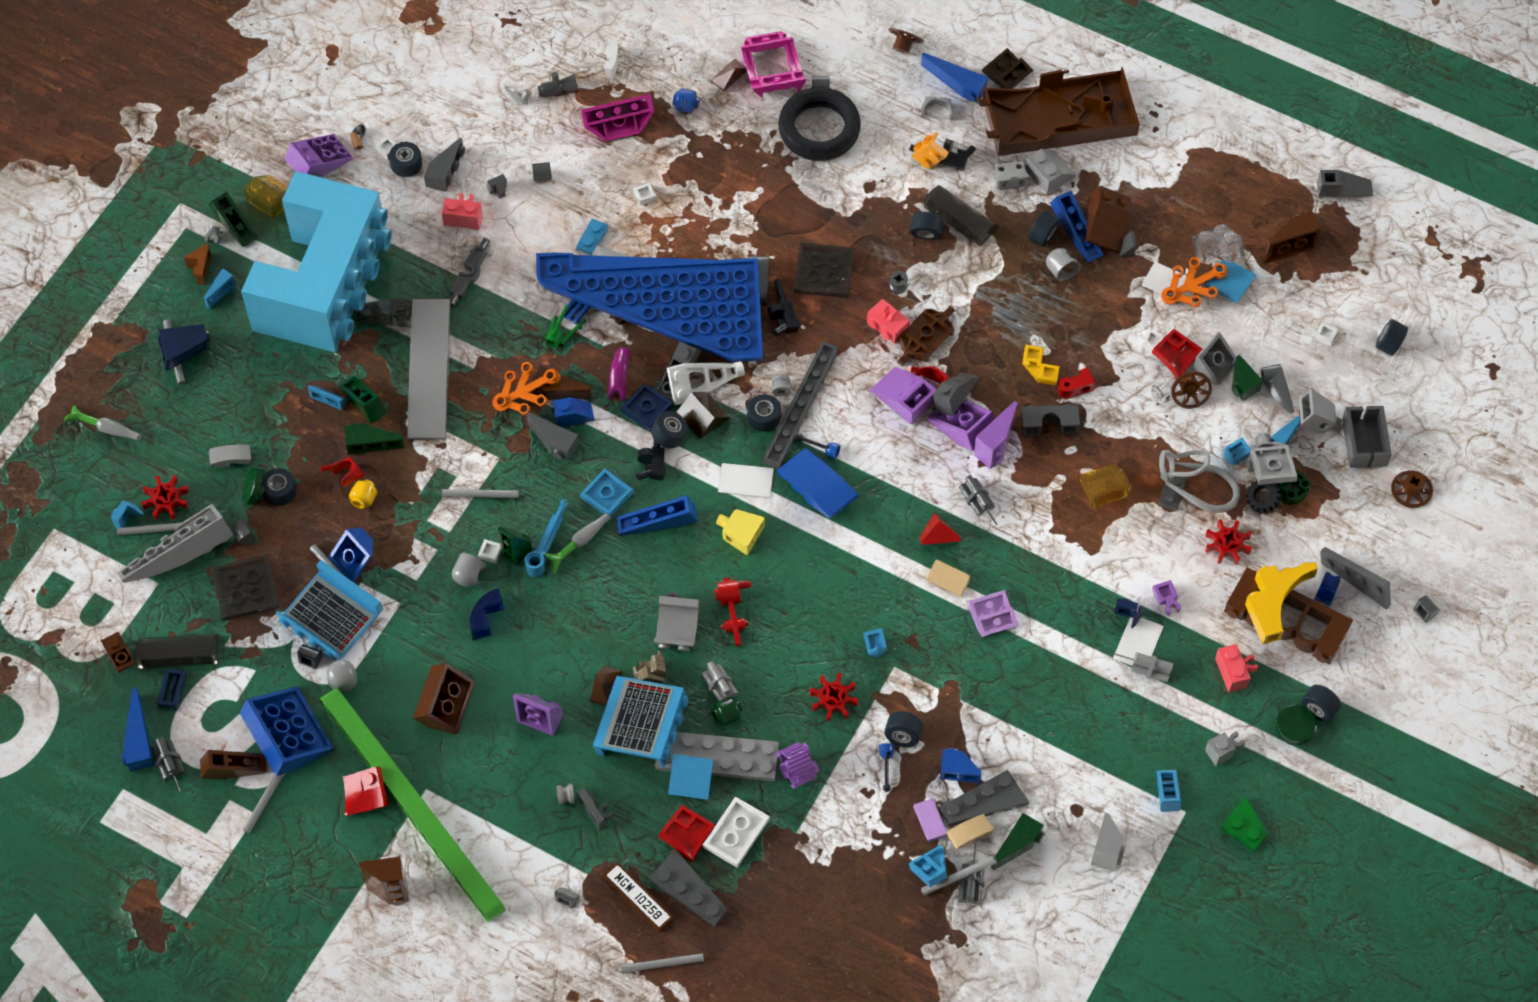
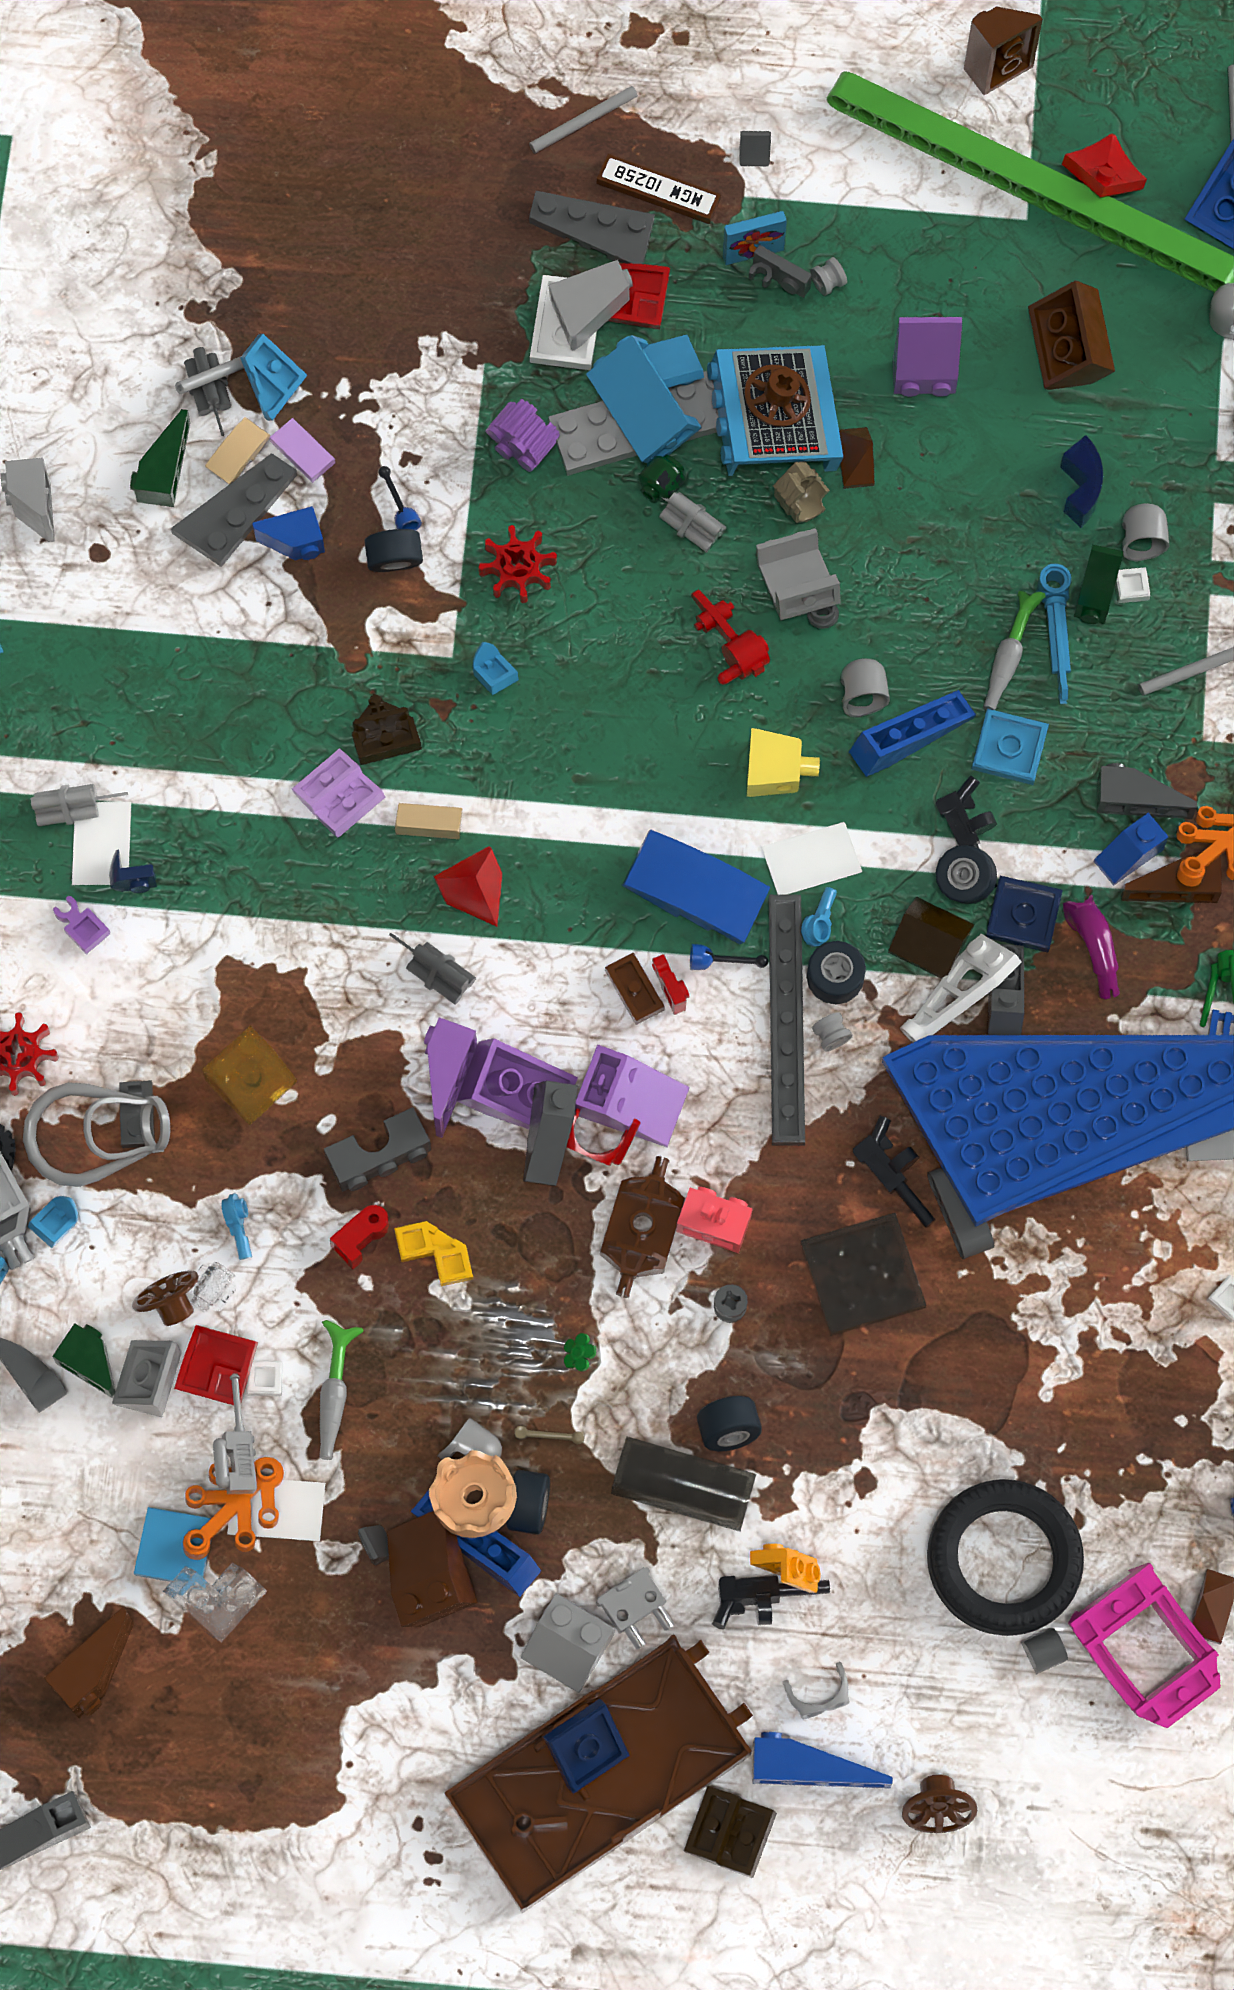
camera: 155 degrees right, 10 degrees up
(599, 828) = (745, 236): none -> dark azure tile
(636, 717) = (779, 392): none -> reddish brown wheel
(671, 548) = (863, 678): none -> light grey helmet
(718, 756) = (641, 400): none -> dark azure panel
(718, 827) = (589, 300): none -> light grey slope
(763, 439) = (817, 927): none -> dark azure plate
(854, 436) = (674, 990): none -> red plate
(875, 447) = (634, 988): none -> reddish brown plate
(952, 636) = (384, 732): none -> dark brown slope
(986, 290) = (578, 1352): none -> green plant
(1031, 269) = (522, 1433): none -> dark tan hinge
(1062, 116) = (586, 1746): none -> dark blue tile
(1081, 221) = (462, 1476): none -> light nougat plate
(1120, 320) = (334, 1390): none -> light grey piece
(1139, 419) = (234, 1212): none -> dark azure plate
(1181, 303) = (239, 1447): none -> light grey piece

